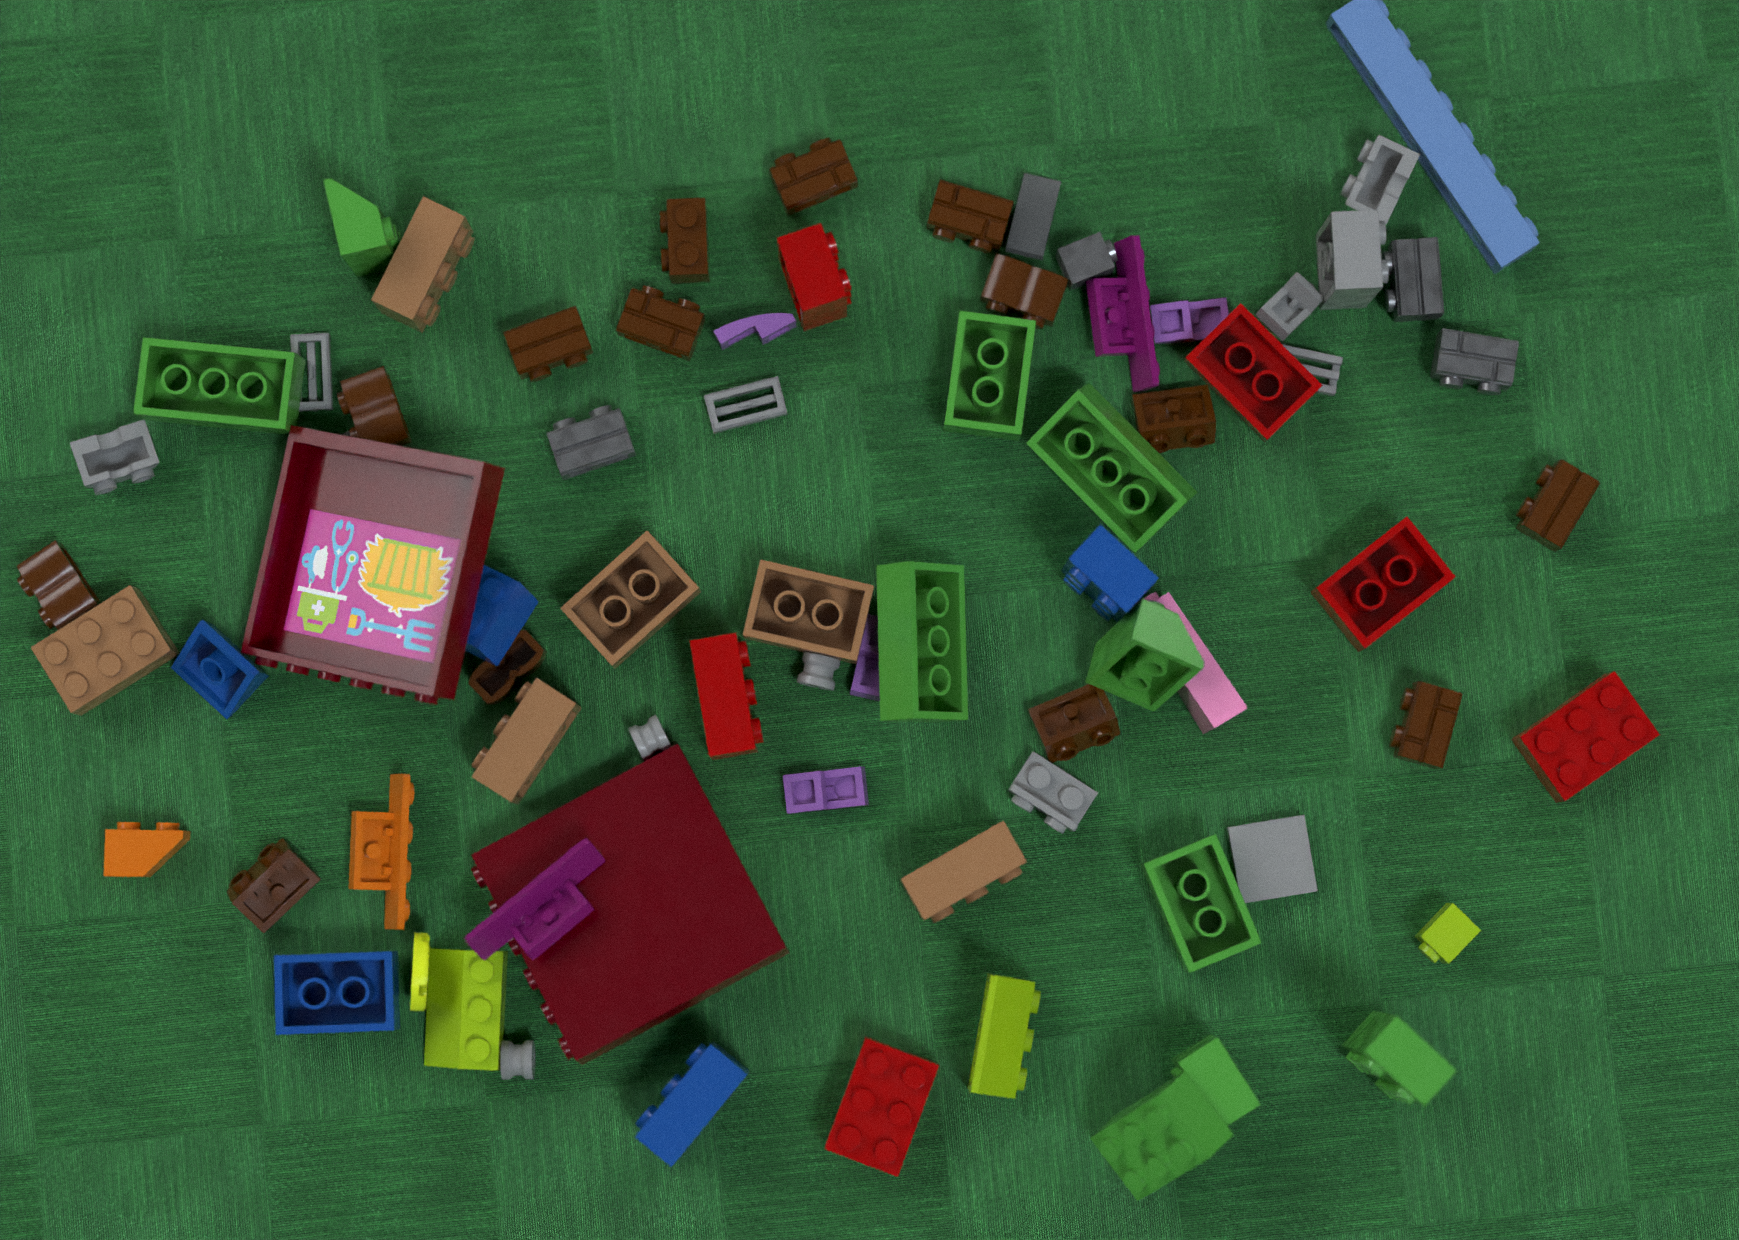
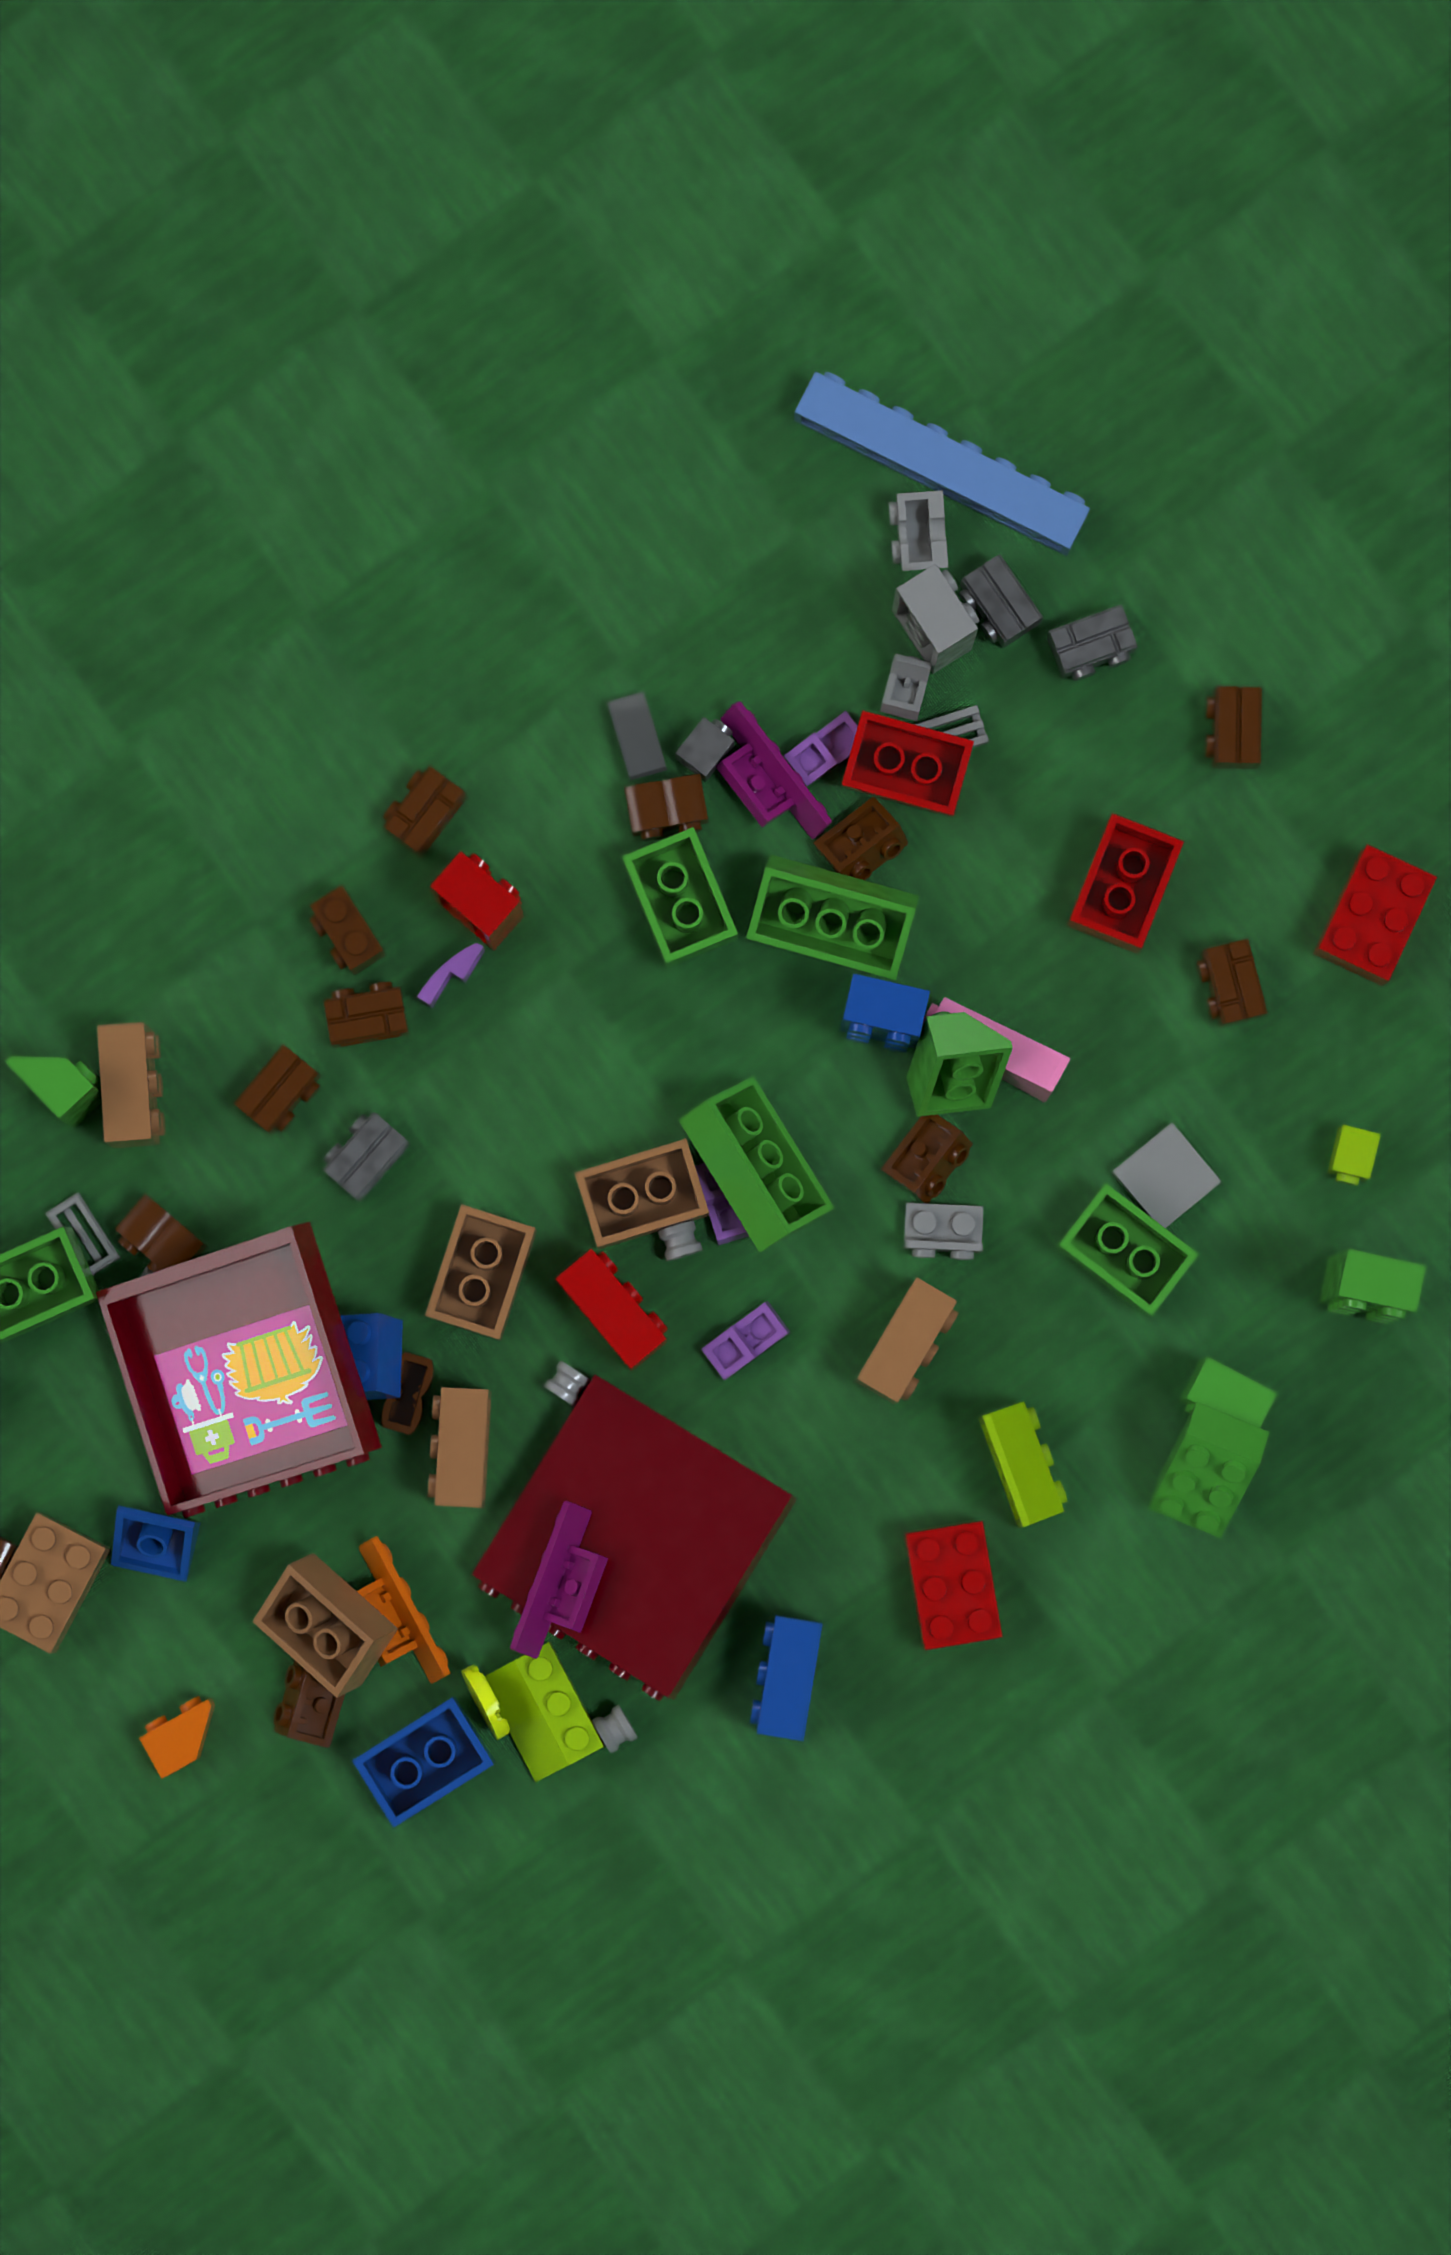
camera: 30 degrees left, 0 degrees up
(319, 825) = (325, 1625): none -> medium nougat brick
(751, 418) = (491, 1056): light grey tile -> none
(969, 216) = (581, 768): reddish brown brick -> none

